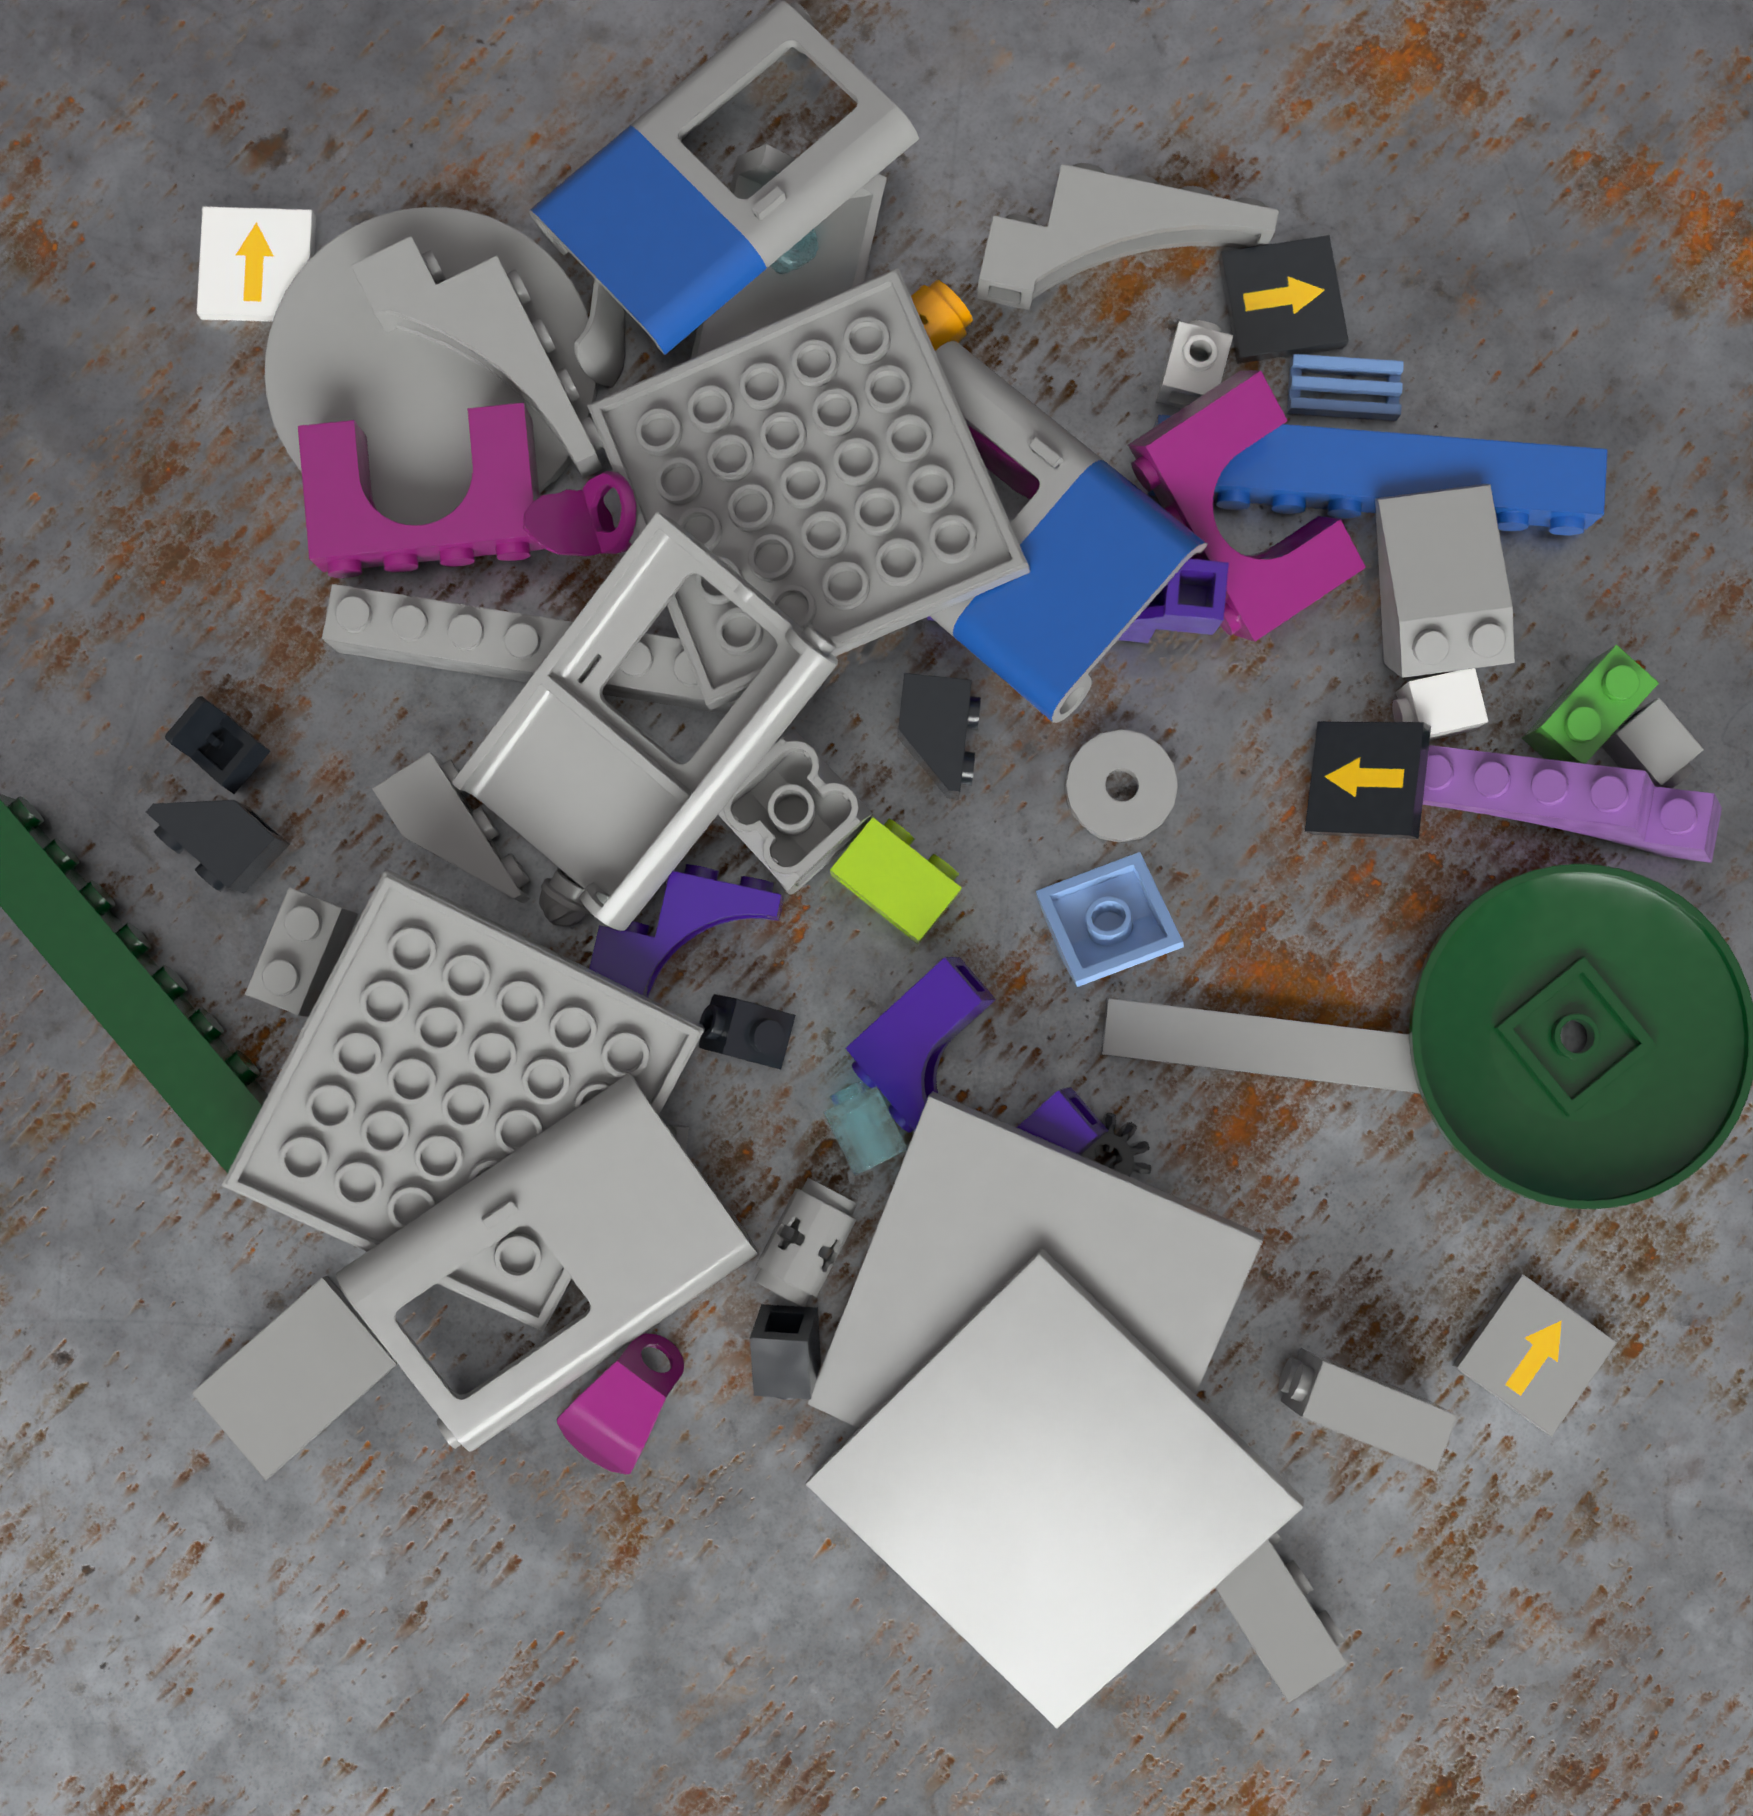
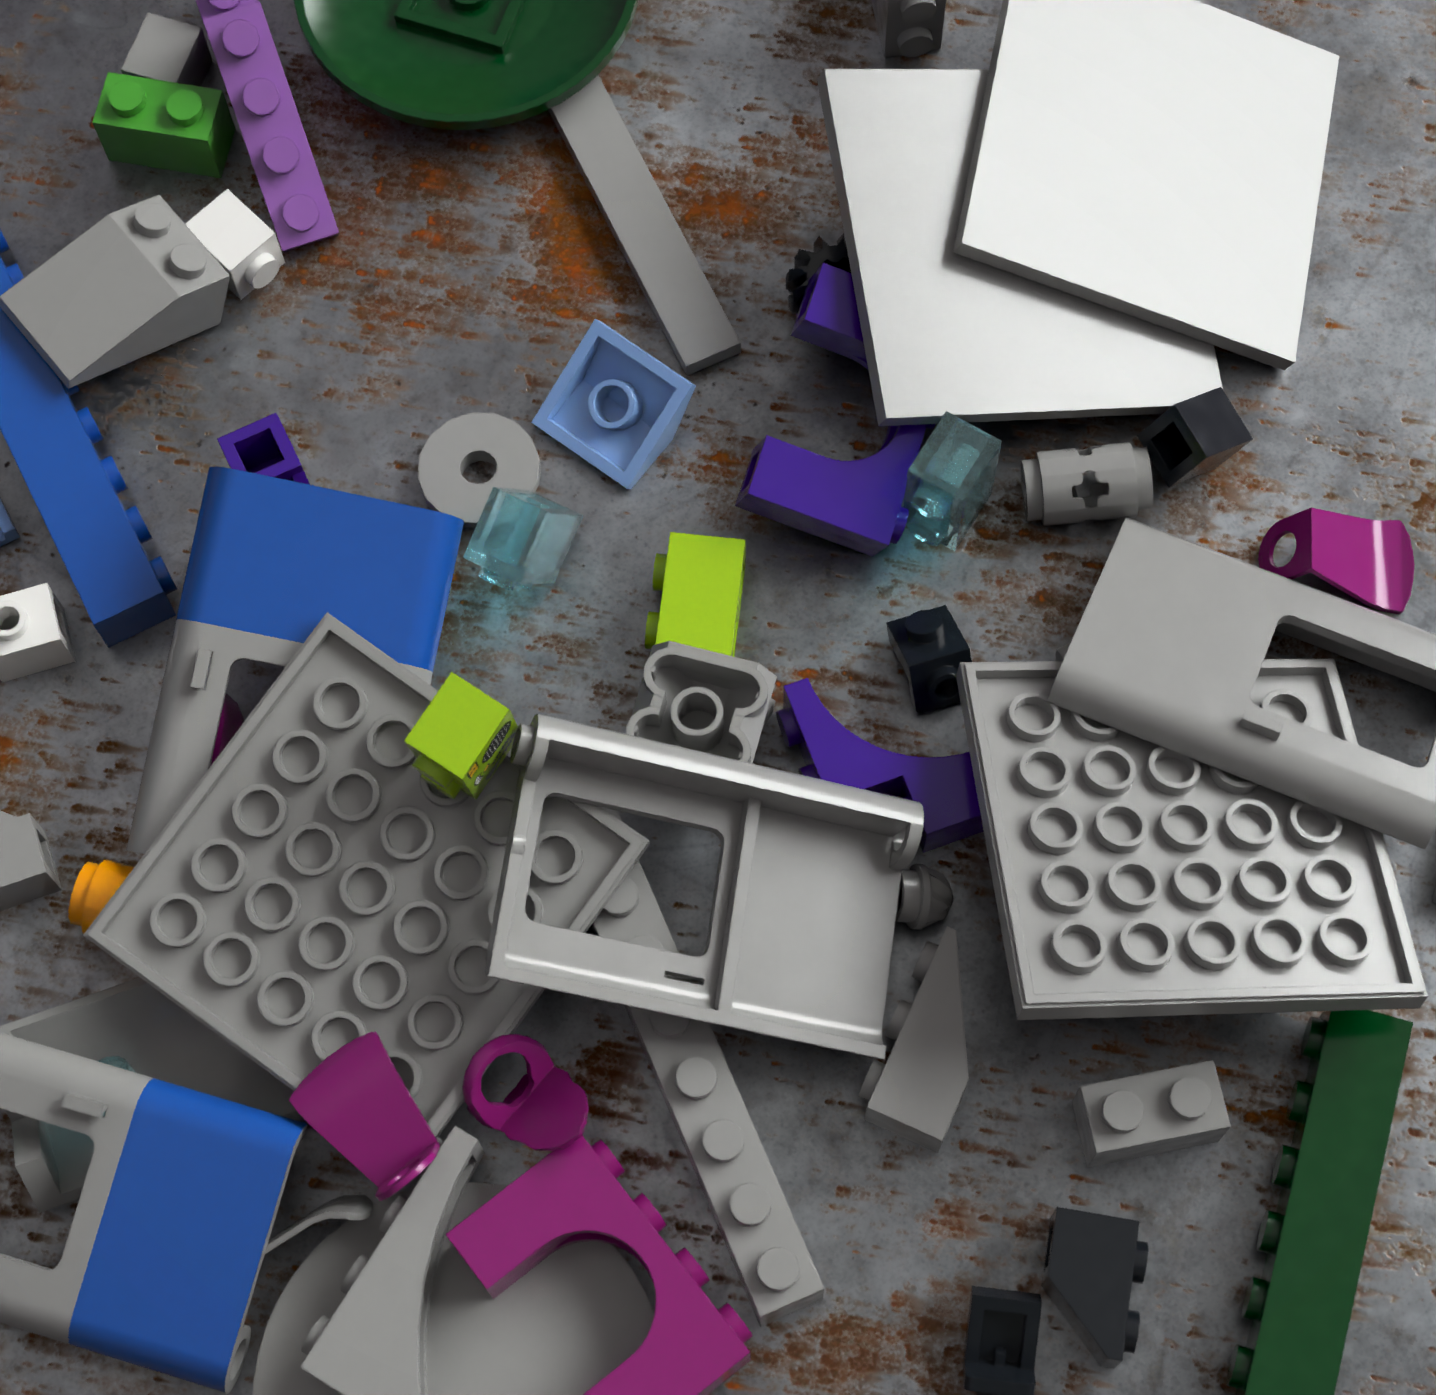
camera: 120 degrees left, 15 degrees down
(636, 396) = (368, 1114): none -> magenta piece
(844, 593) = (461, 738): none -> lime brick
(934, 728) = (531, 654): black slope -> none
(1025, 771) = (521, 538): none -> clear light blue brick
(1182, 466) = (134, 555): magenta arch -> none
(1368, 779) = (342, 261): black tile -> none

